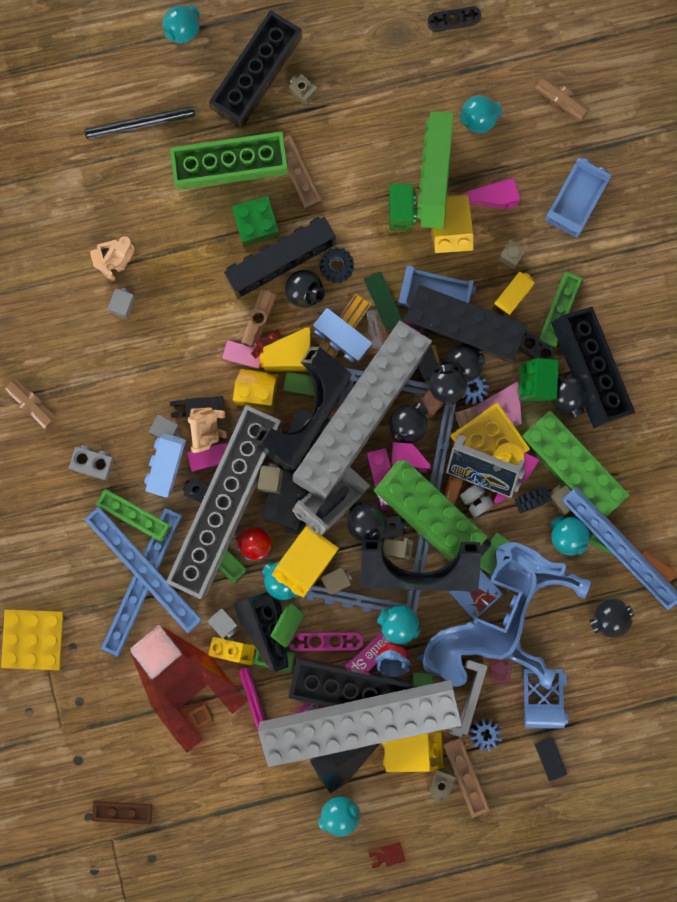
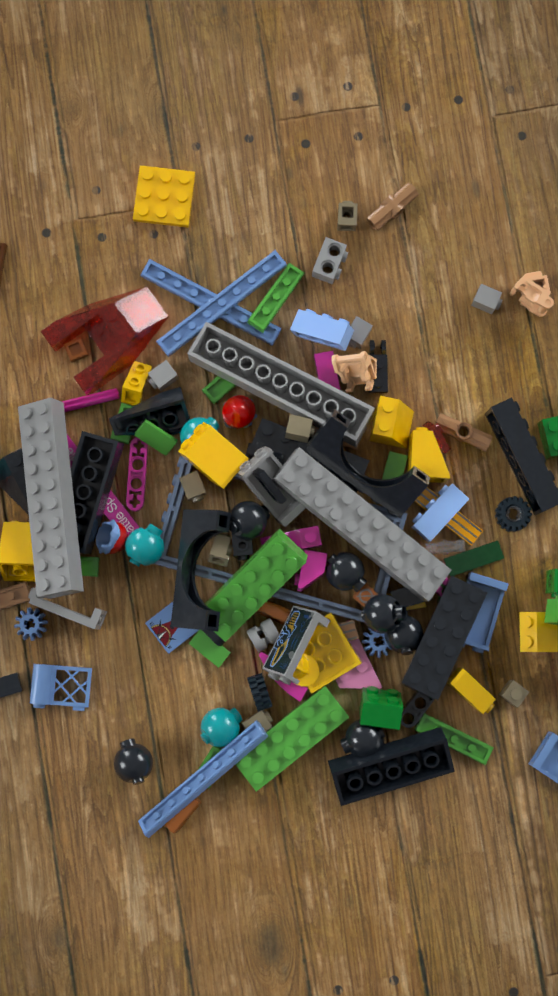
camera: 90 degrees right, 0 degrees up
(36, 444) = (347, 208): none -> dark tan brick
(195, 489) = (296, 357): black brick -> none
(240, 354) = (428, 411): bright pink tile -> none
(304, 289) = (490, 478): black brick -> none
(500, 673) = (89, 644): clear pink bracket -> none
(523, 575) = (185, 675): medium blue animal -> none

